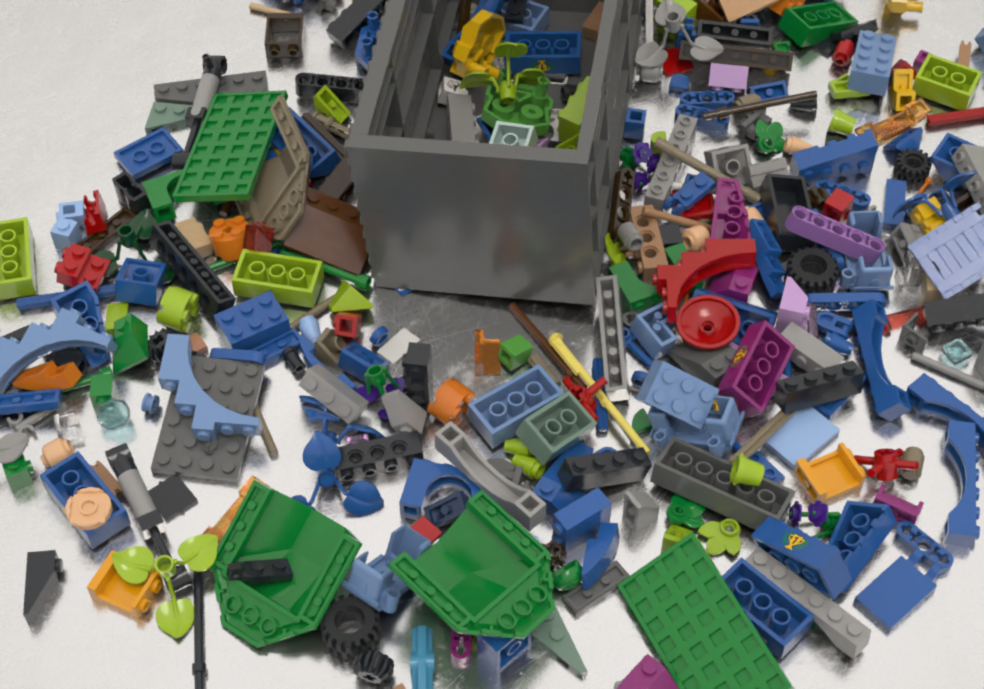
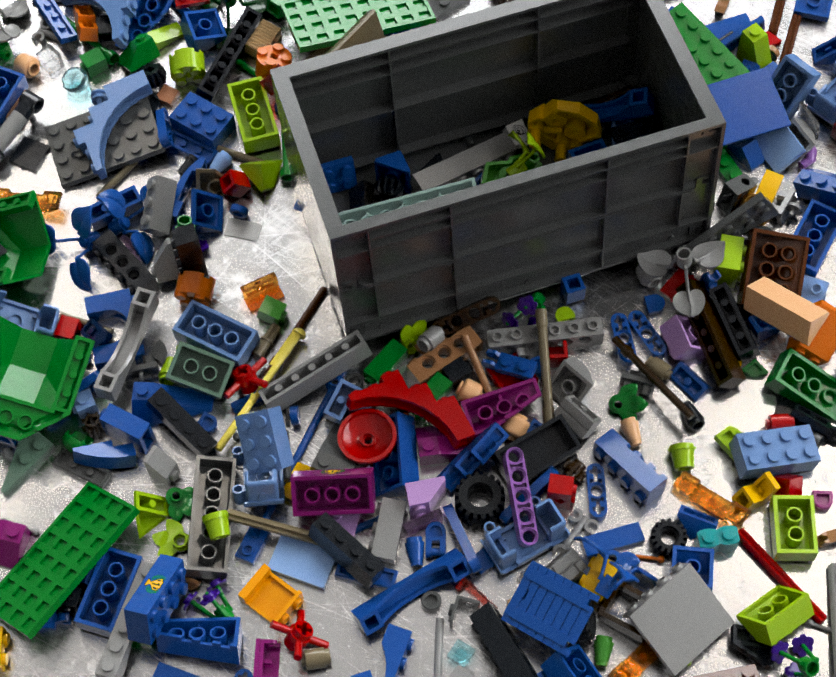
camera: 65 degrees right, 10 degrees up
(302, 433) = (101, 216): none -> blue brick
(696, 153) = (558, 354): none -> red panel
(892, 354) = (431, 601): none -> dark grey tile
(933, 132) = (721, 540): none -> teal brick

